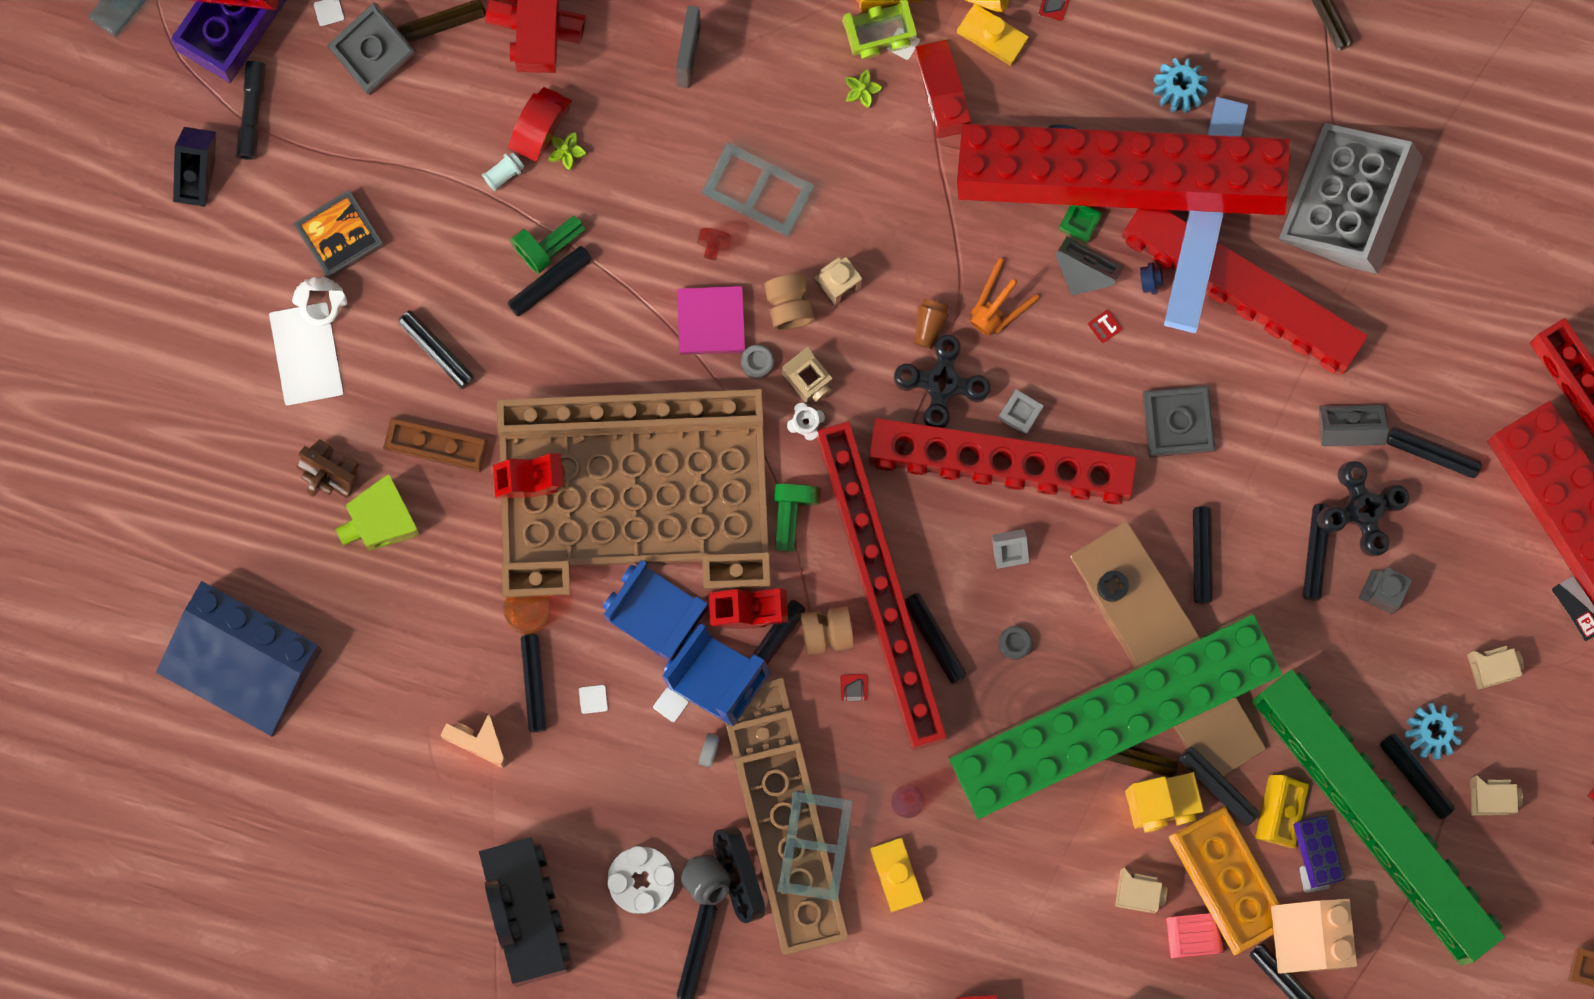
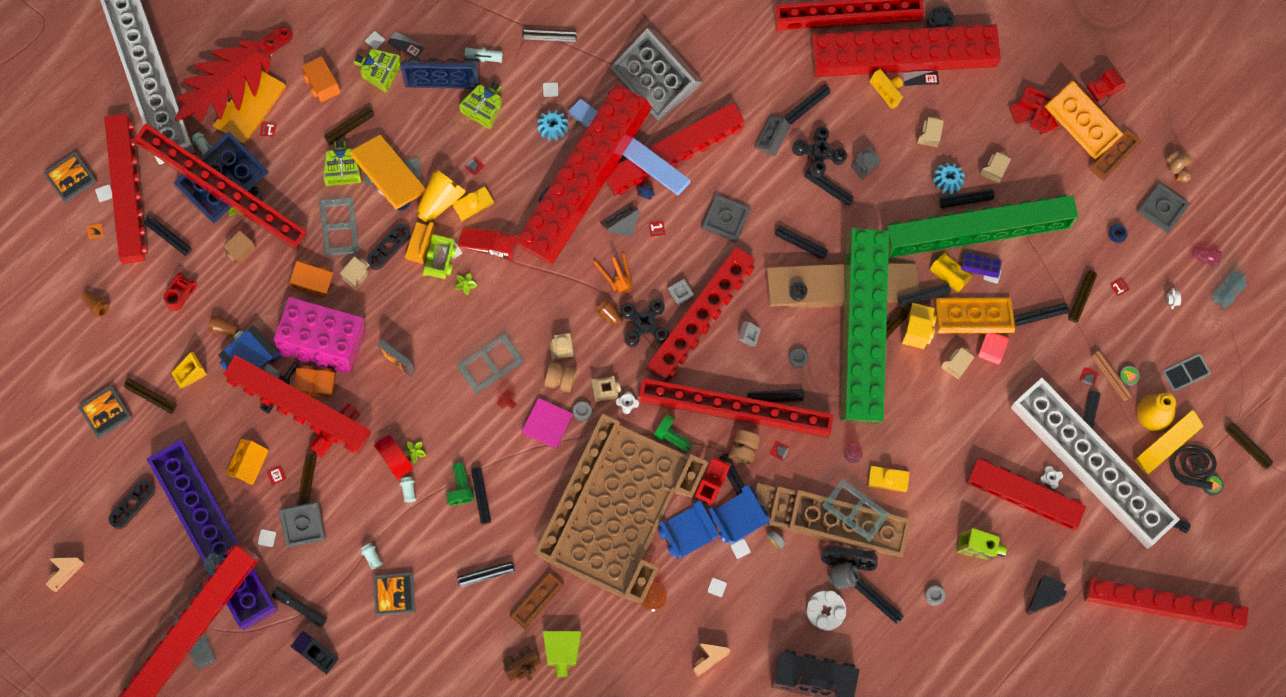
camera: 60 degrees left, 5 degrees down
(305, 355) = (449, 645): white sticker -> none
(336, 294) = (419, 614): white piece -> none
(377, 172) = (371, 556): none -> light aqua pin
(528, 476) = (585, 556): red brick -> none
(533, 683) = (693, 613): black axle -> none
(1080, 222) = (596, 212): green tile -> none
(1239, 54) = (550, 89): none -> white sticker
(1314, 936) = (1024, 288): light nougat slope -> none
(1529, 563) = (887, 88): none -> yellow tile

